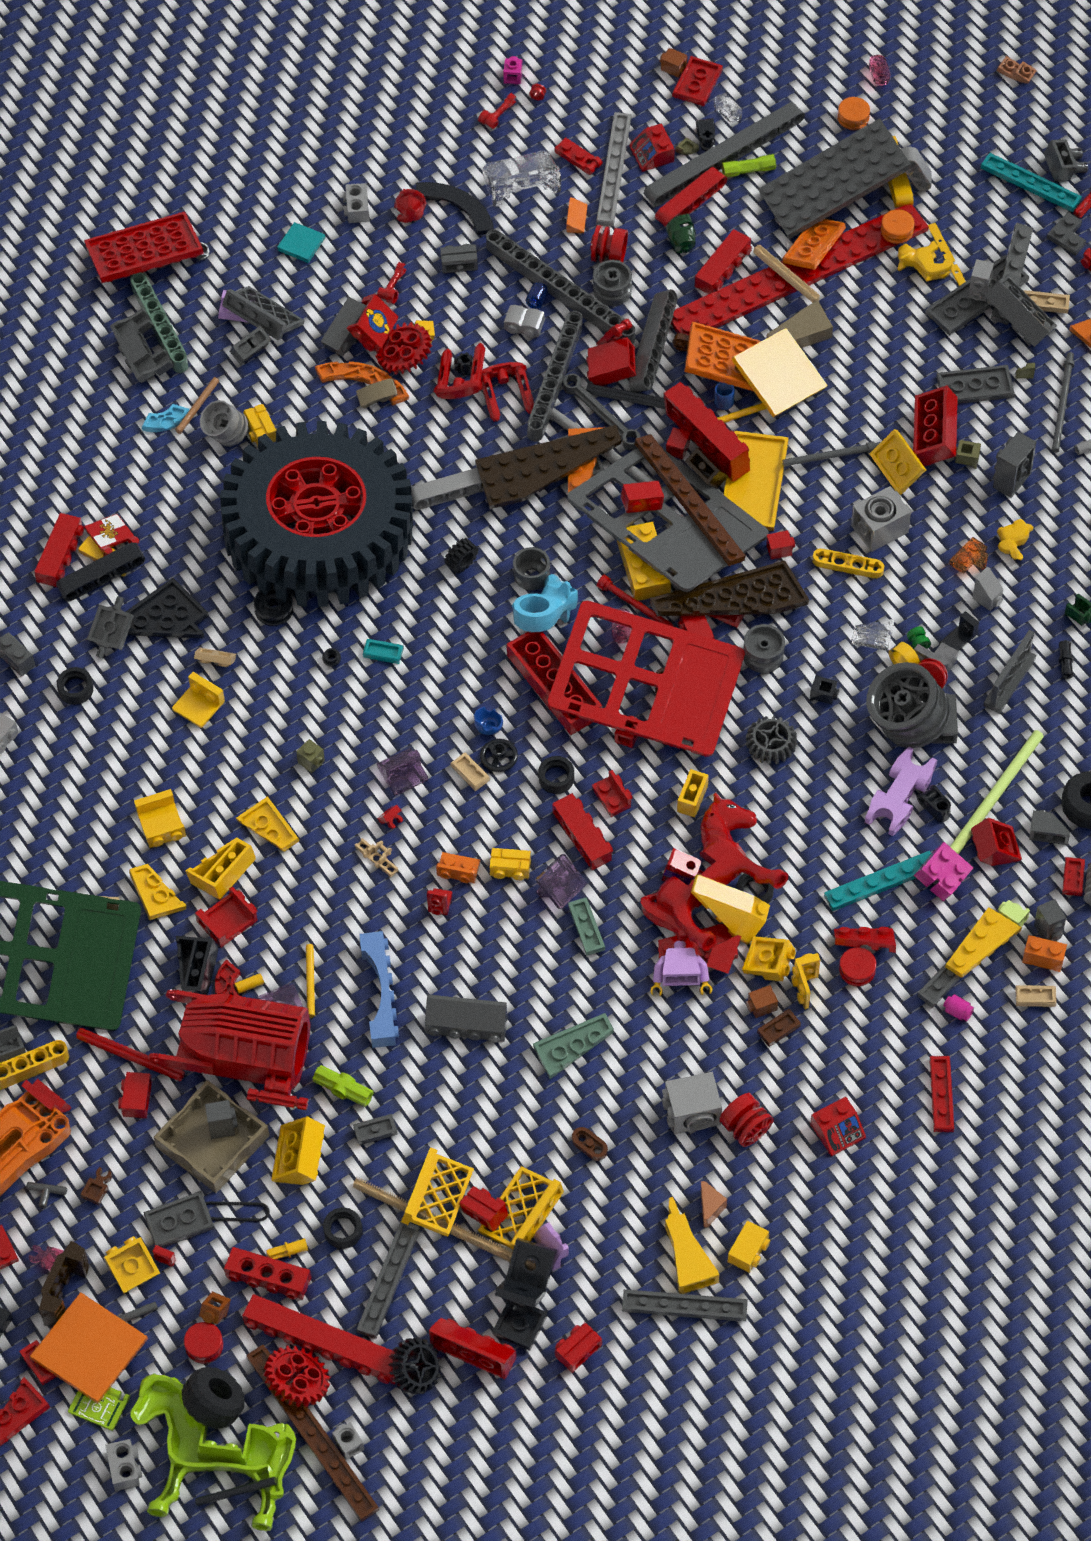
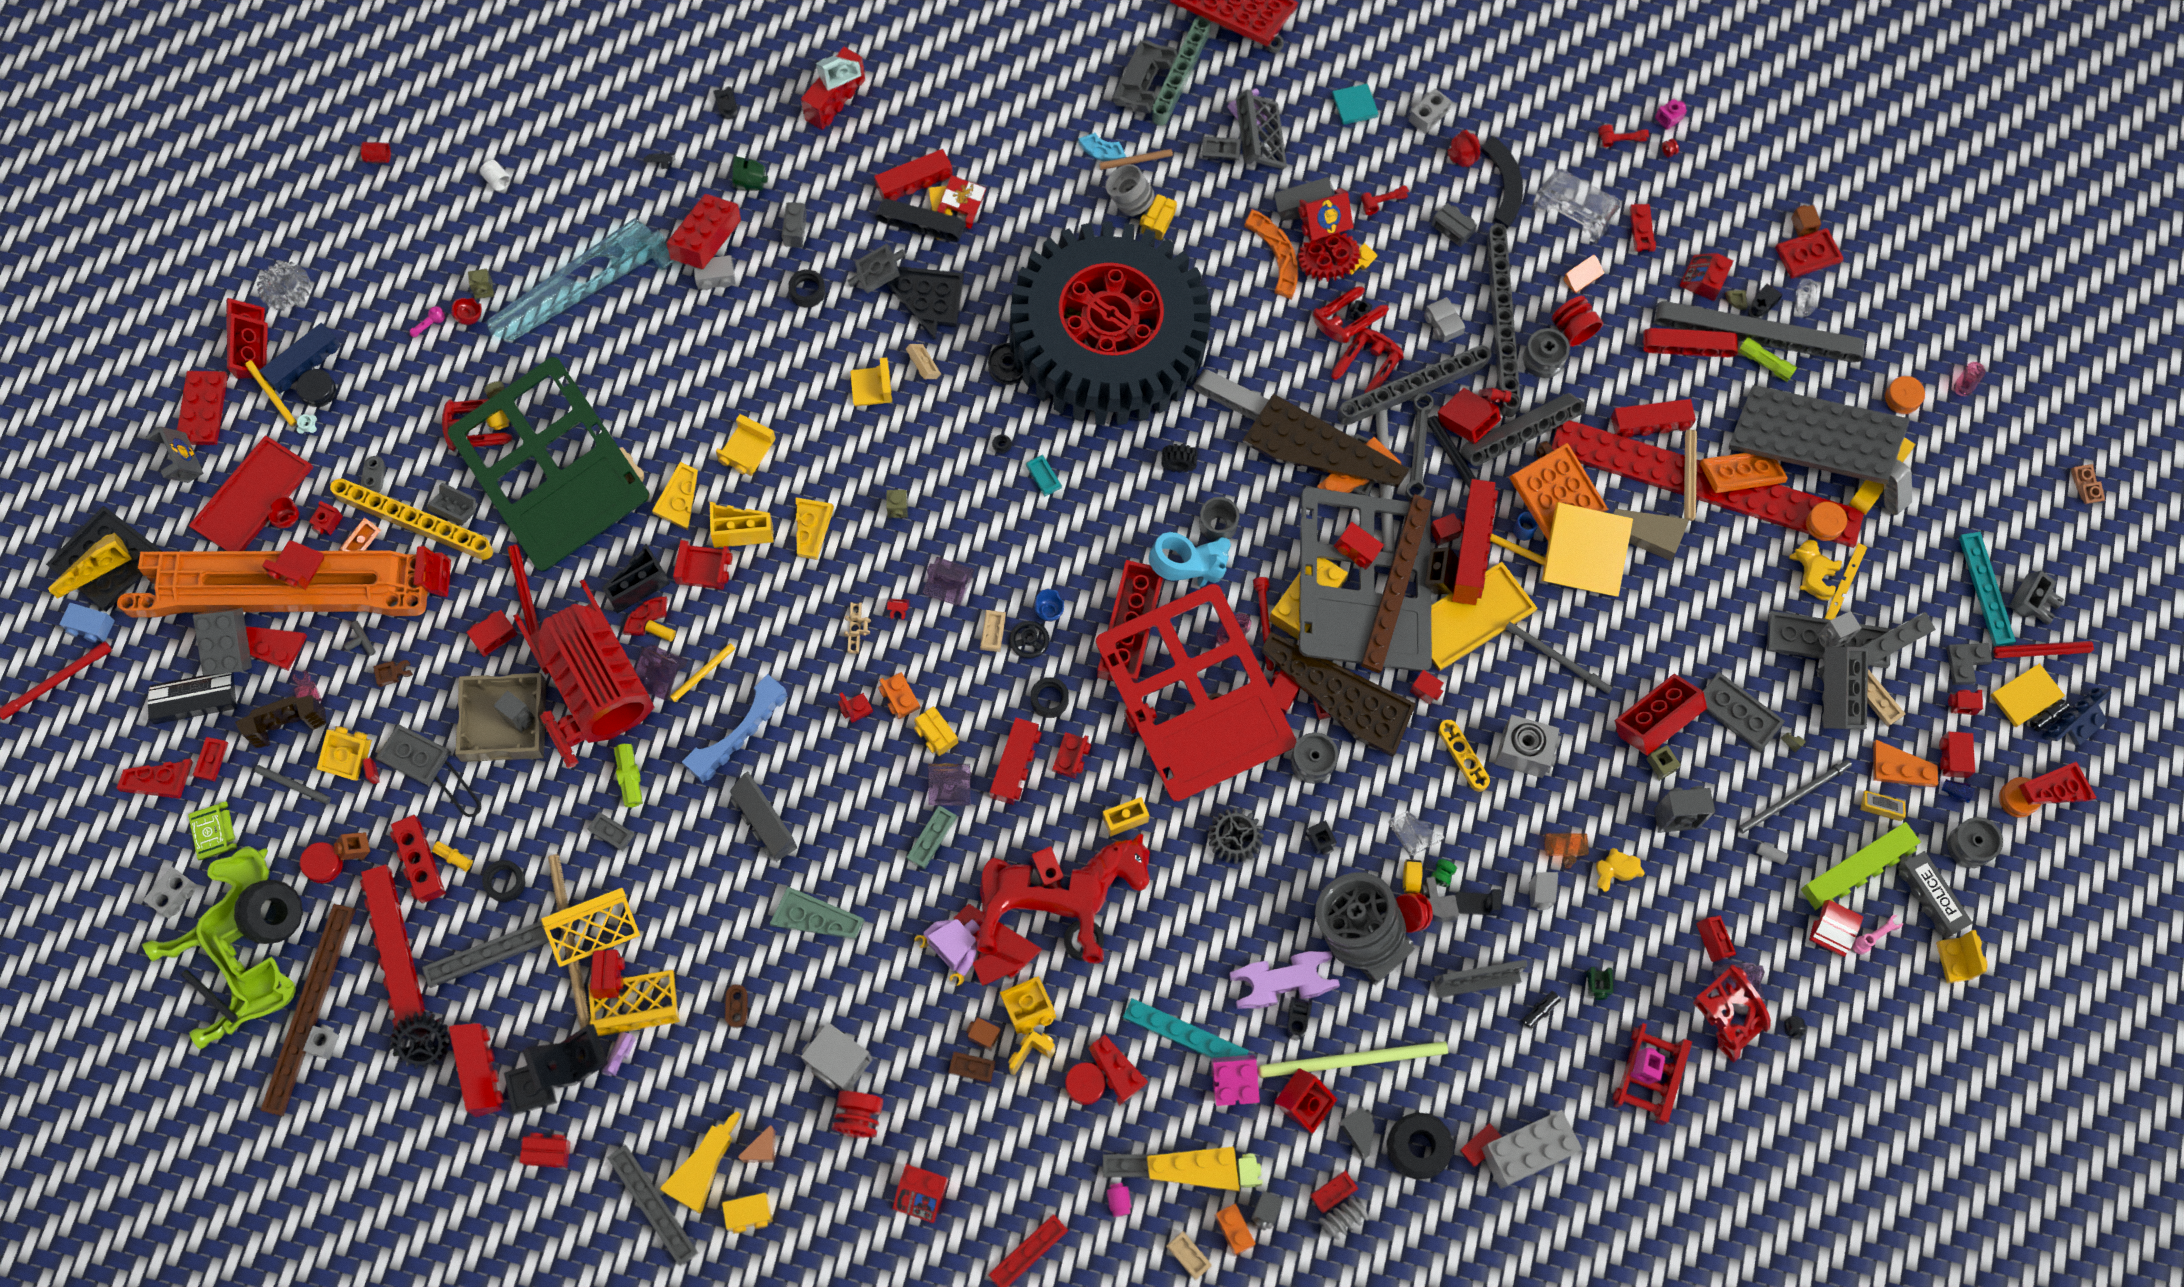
camera: 45 degrees right, 10 degrees up
(89, 1347) = (247, 784): orange tile -> none
(287, 1365) = (341, 977): red gear -> none
(298, 1151) = (542, 792): yellow slope -> none
(376, 392) = (1270, 271): dark tan slope -> none
(536, 295) = (1478, 309): clear blue brick -> none
(613, 169) = (1658, 263): light grey tile -> none
(681, 238) = (1644, 370): dark green helmet -> none
(736, 909) = (1042, 943): yellow wedge -> none
(897, 462) = (1597, 713): yellow plate -> none

